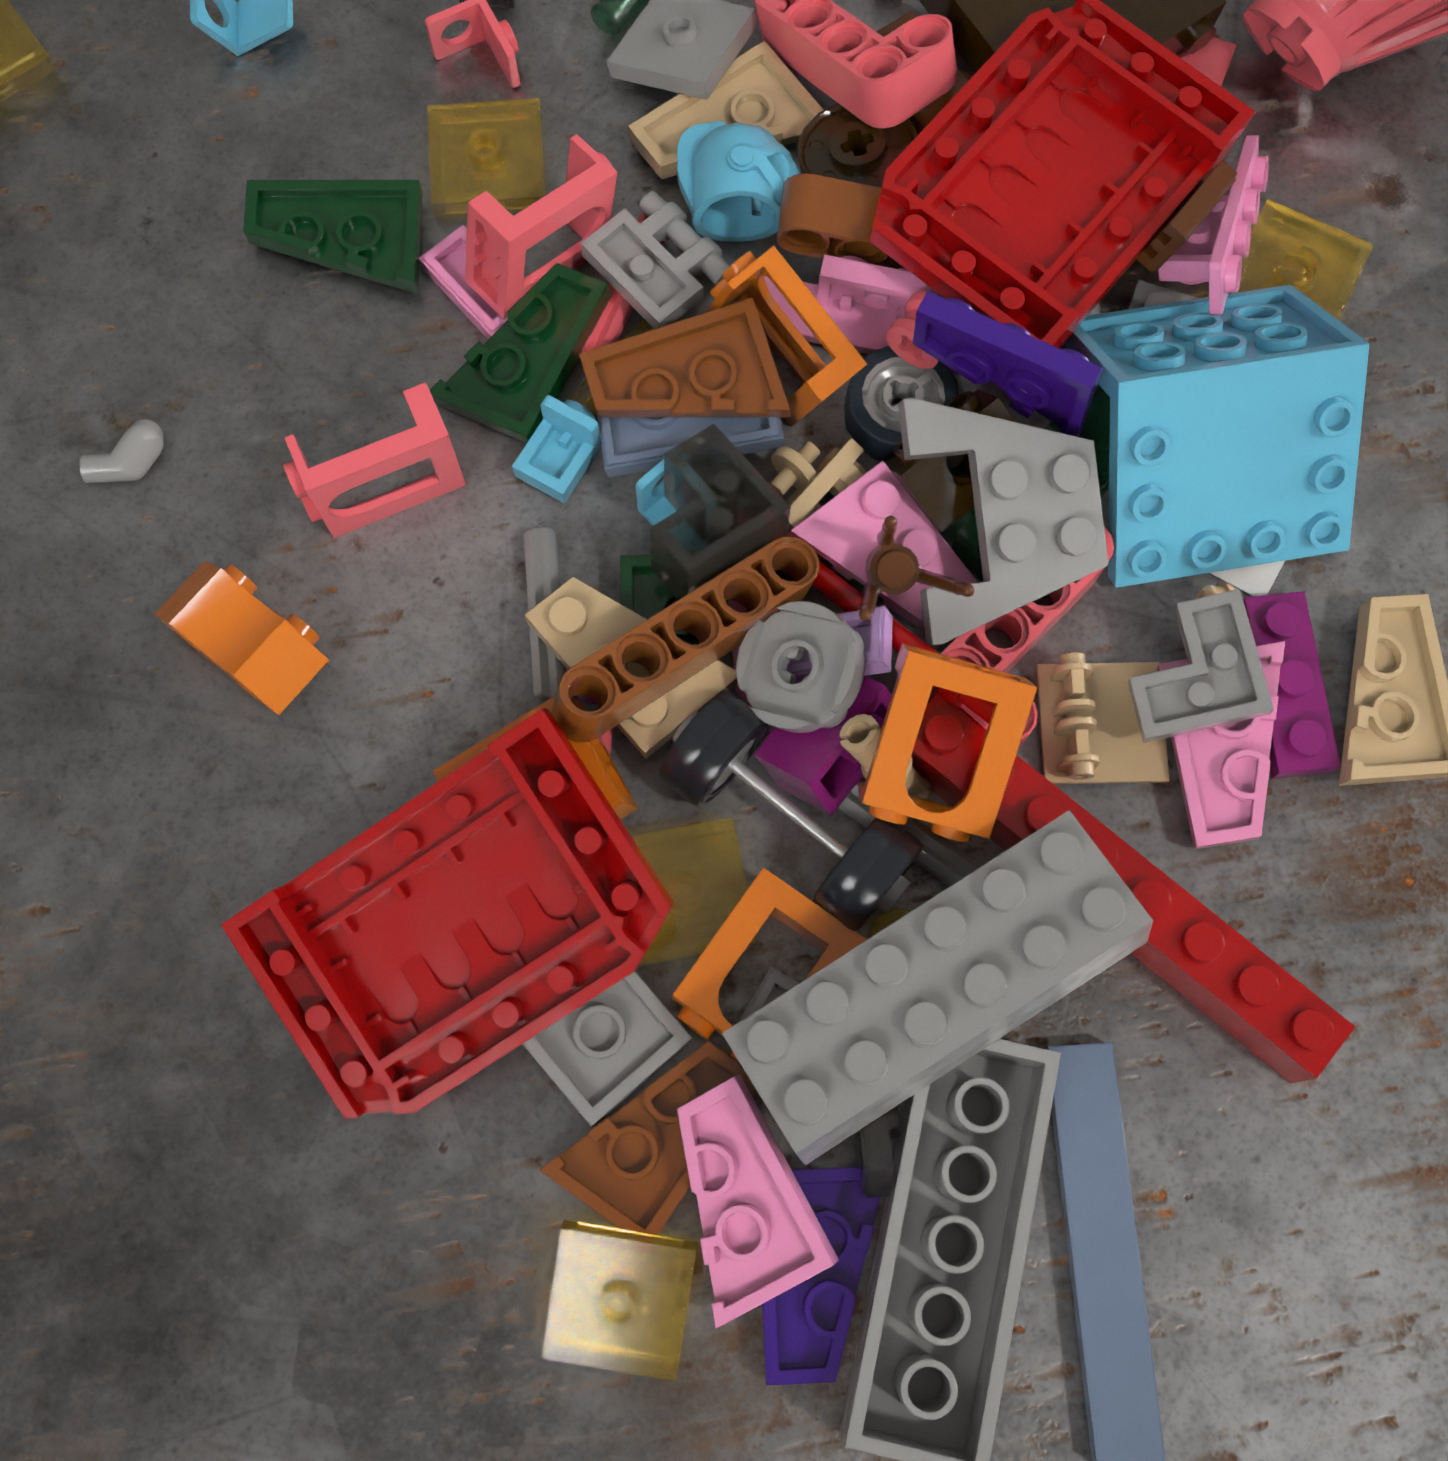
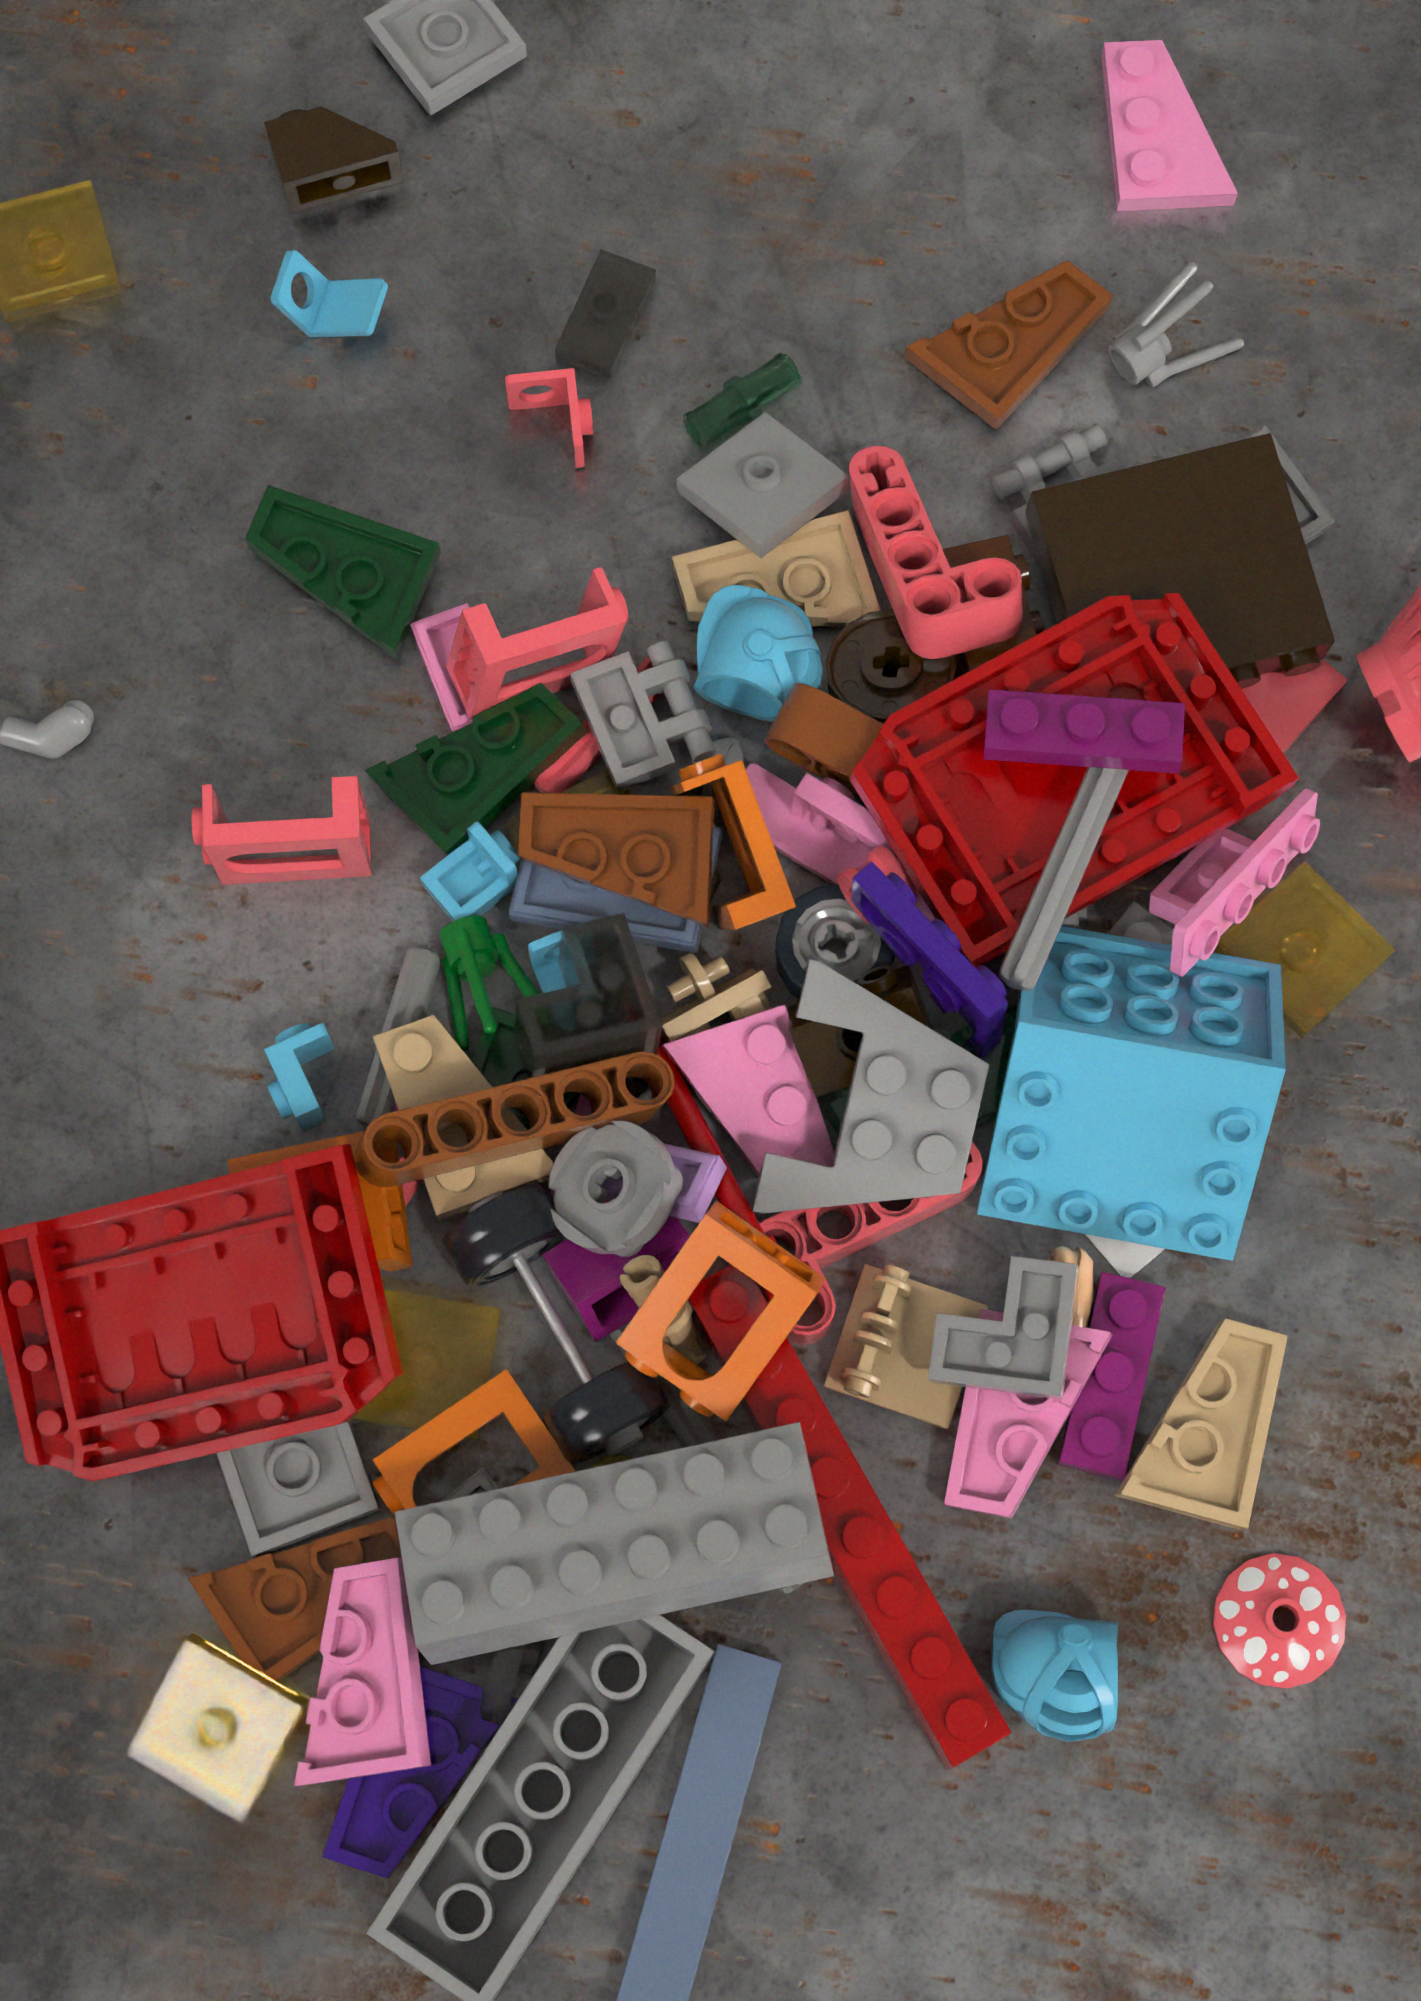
camera: 20 degrees right, 0 degrees up
(242, 636) = (96, 958): orange brick -> none
(467, 690) = (291, 1089): none -> medium azure bracket
(486, 149) = (520, 535): clear yellow plate -> none
(586, 519) = (471, 958): none -> green plant
(896, 570) = (744, 1122): reddish brown plant -> none
(1064, 124) = (1084, 731): none -> magenta plate
(1092, 230) = (1061, 877): none -> light grey axle
(1188, 217) = (1193, 861): reddish brown tile -> none
(1355, 956) = (1057, 1672): none -> medium azure helmet

